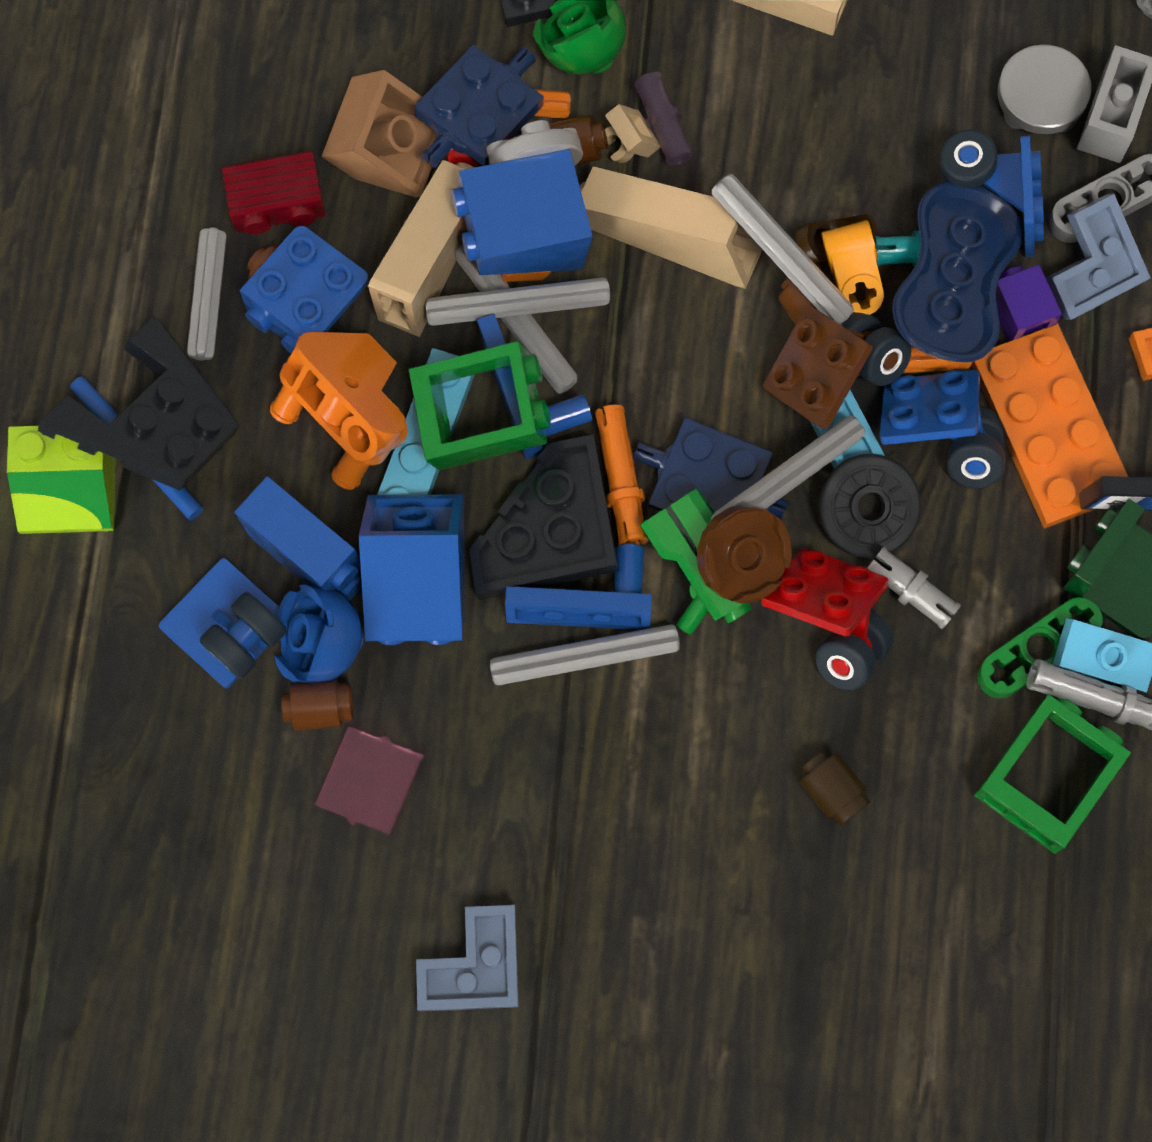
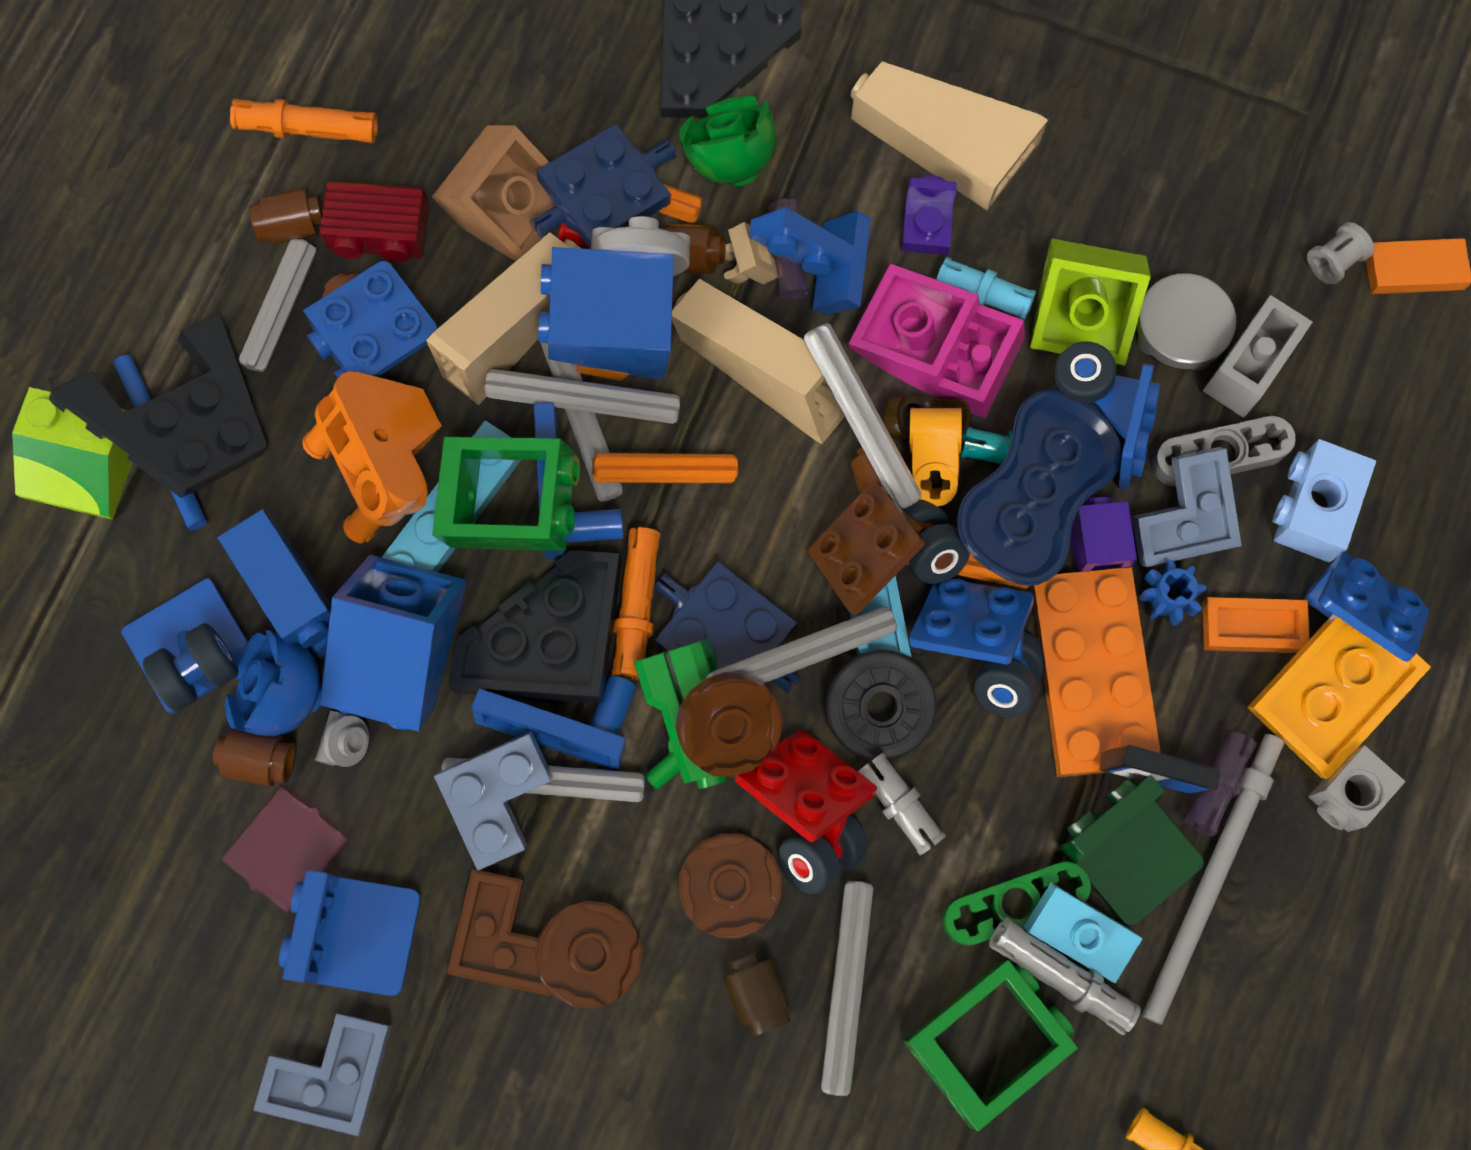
camera: 10 degrees right, 0 degrees up
(176, 117) = (299, 120): none -> orange pin
(191, 210) = (286, 216): none -> reddish brown brick
(392, 669) = (343, 740): none -> light grey plate
(456, 835) = (350, 934): none -> blue bracket
(533, 676) = (480, 792): none -> sand blue plate
(580, 815) = (485, 939): none -> reddish brown tile
(611, 346) = (664, 468): none -> orange axle
(673, 795) = (588, 954): none -> reddish brown tile
(702, 109) = (831, 252): none -> blue bracket
(780, 702) = (730, 886): none -> reddish brown tile
(782, 54) = (928, 215): none -> dark purple bracket
(824, 164) = (938, 338): none -> dark pink slope
(853, 107) = (988, 287): none -> medium azure pin
(911, 761) = (847, 988): none -> light grey axle
(950, 91) = (1089, 298): none -> lime slope
(1107, 324) = (1184, 600): none -> blue gear

